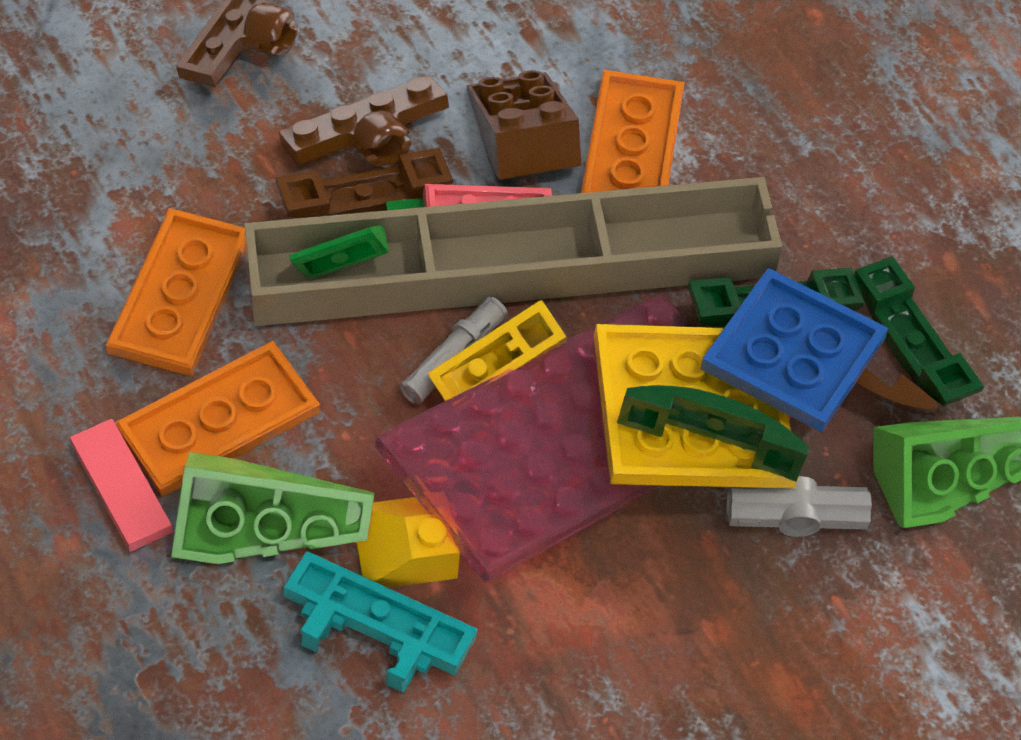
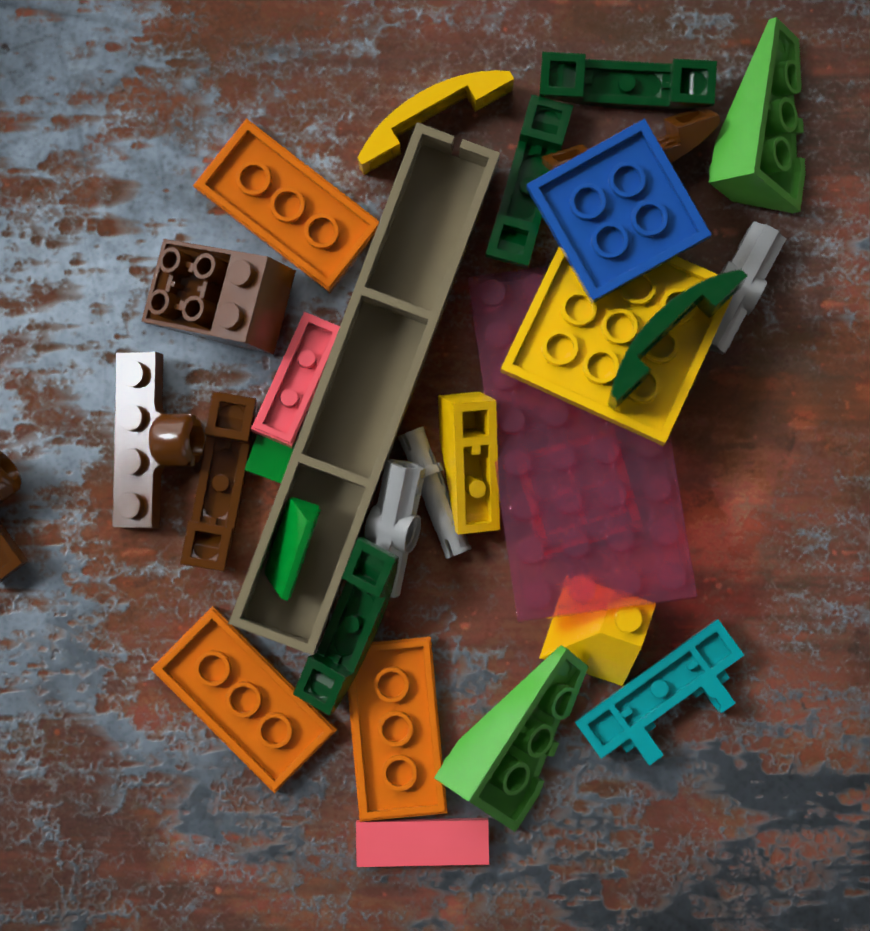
camera: 55 degrees left, 30 degrees up
(293, 332) = (352, 627): none -> dark green slope
(401, 322) = (394, 518): none -> light grey piece
(793, 200) = (479, 88): none -> yellow slope

